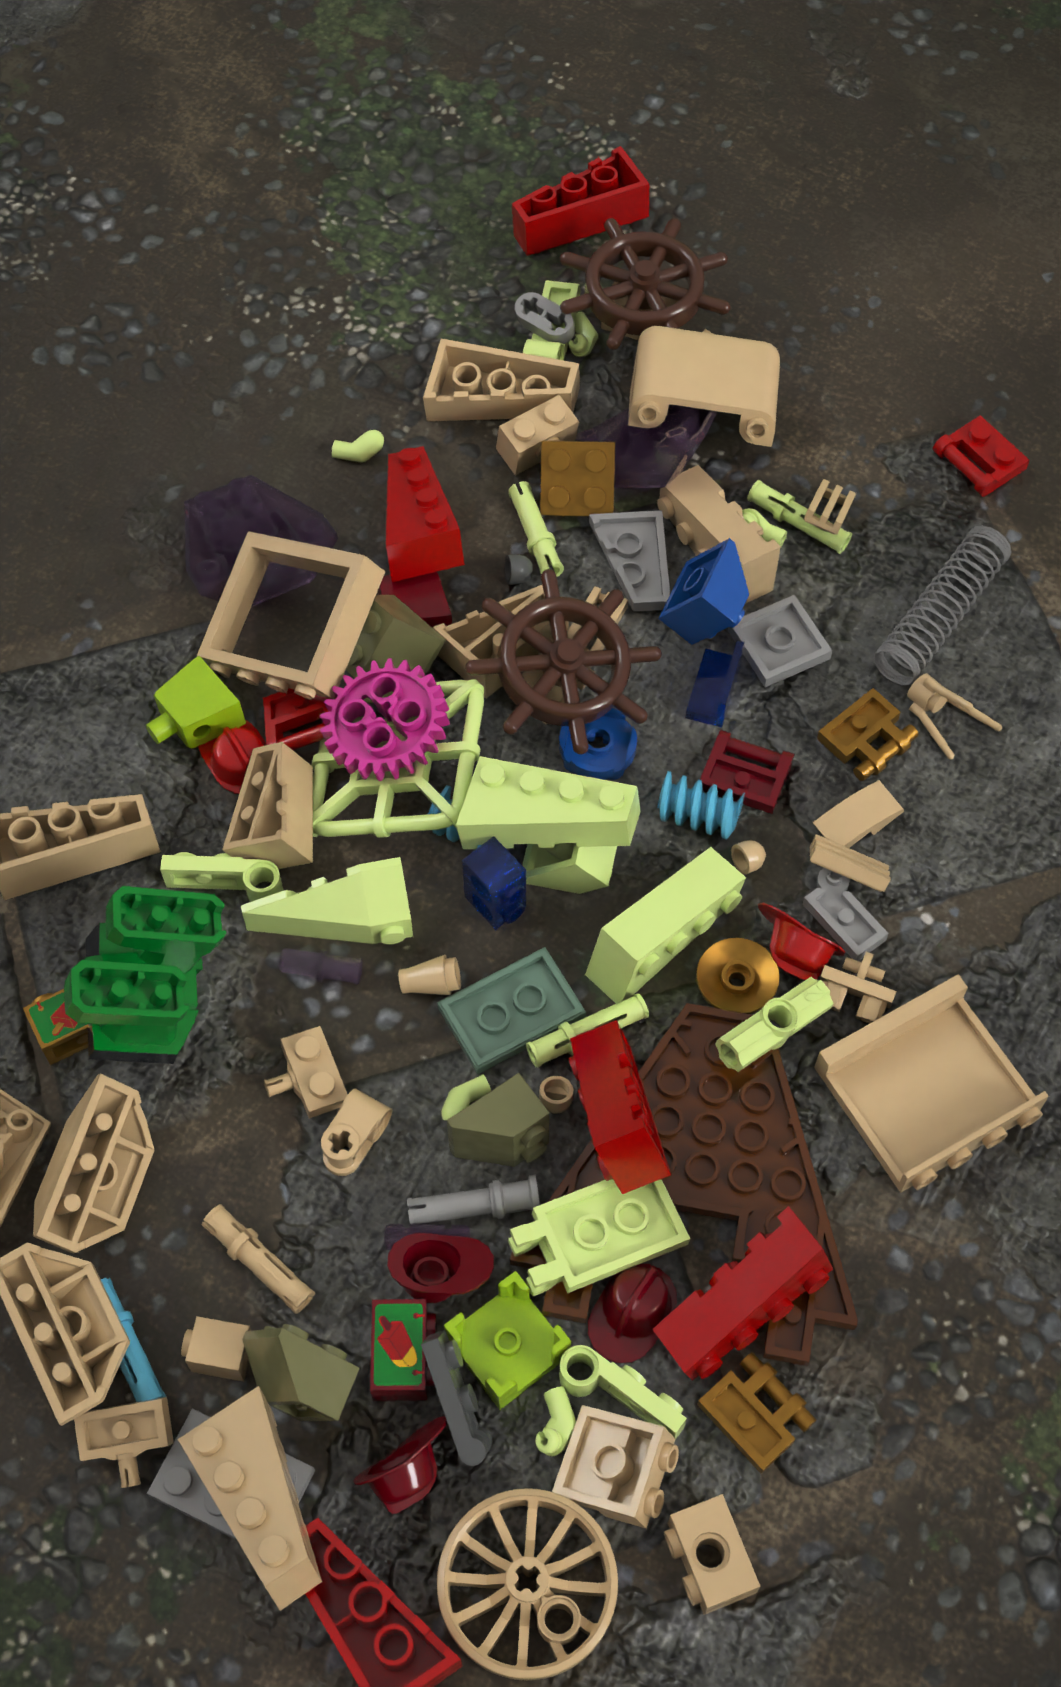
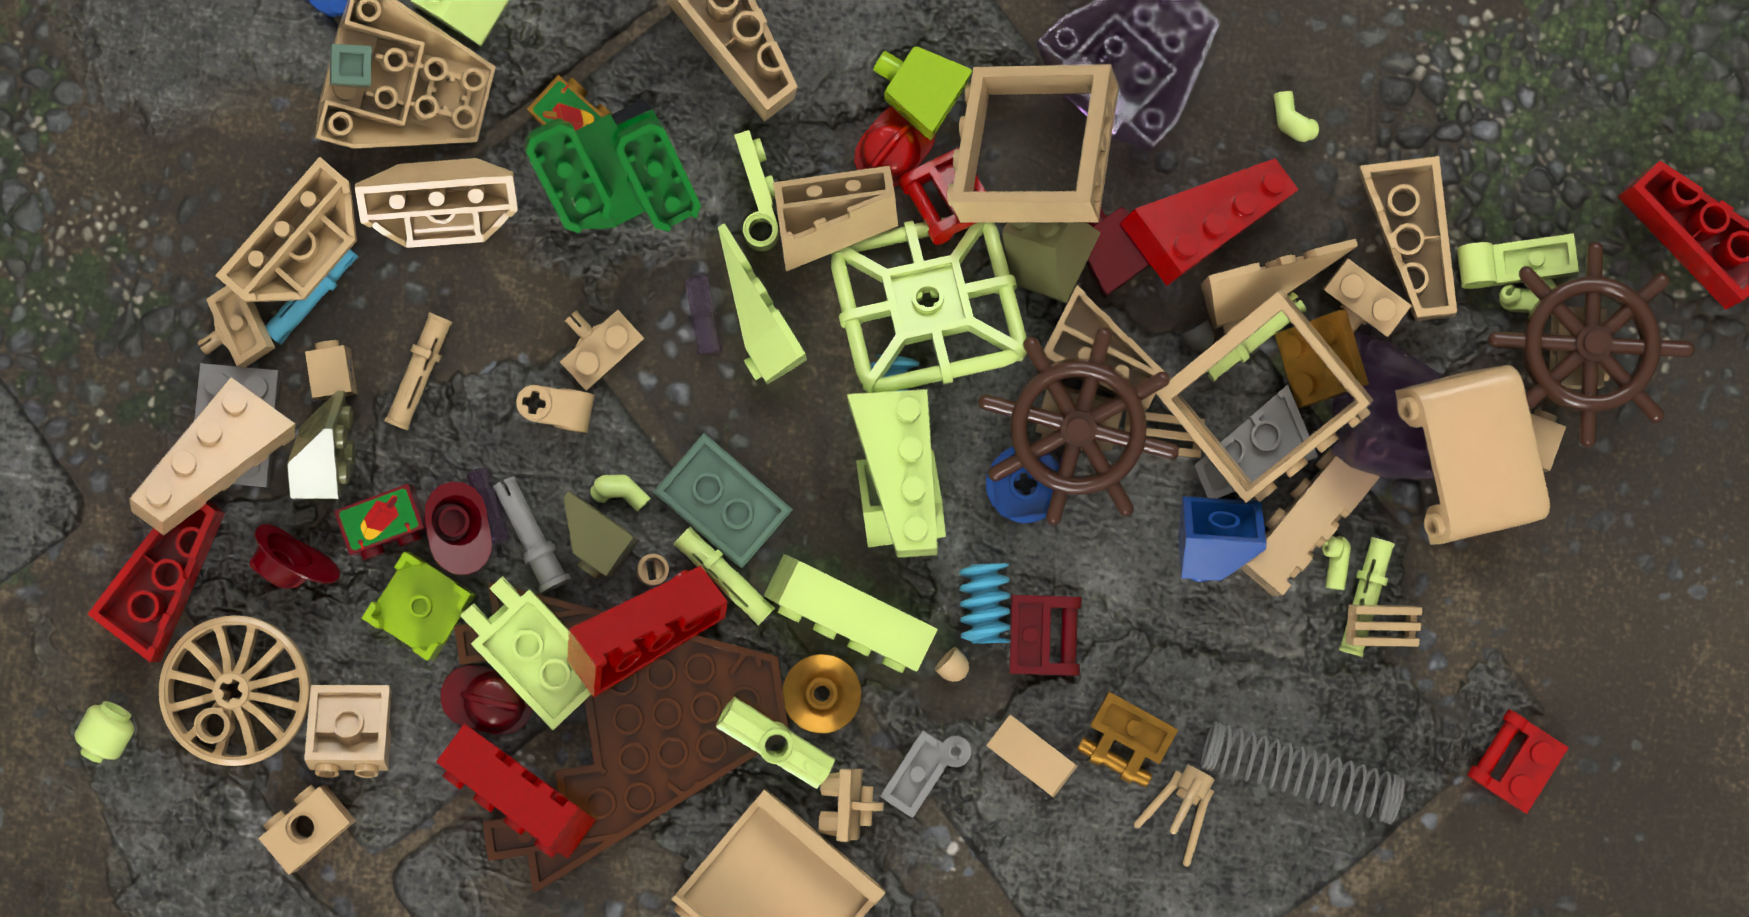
camera: 70 degrees right, 25 degrees up
(412, 696) = (917, 266): dark pink gear -> none
(431, 977) = (726, 420): tan cone -> none
(456, 1398) = (351, 582): dark grey plate -> none
(493, 508) = (1240, 291): none -> tan wedge
(495, 883) = (827, 445): clear blue brick -> none
(541, 323) = (1510, 249): light grey beam -> none
(560, 1426) = (369, 673): yellowish green arm -> none
(624, 1385) = (416, 716): yellowish green plate -> none
(648, 480) = (1294, 460): none -> tan window
(714, 686) = (1131, 574): clear blue panel -> none
(747, 1420) = (424, 823): pearl gold plate -> none
(780, 641) = (1205, 624): light grey plate -> none
(796, 947) = (865, 739): red piece -> none
(849, 863) = (972, 769): tan tile -> none

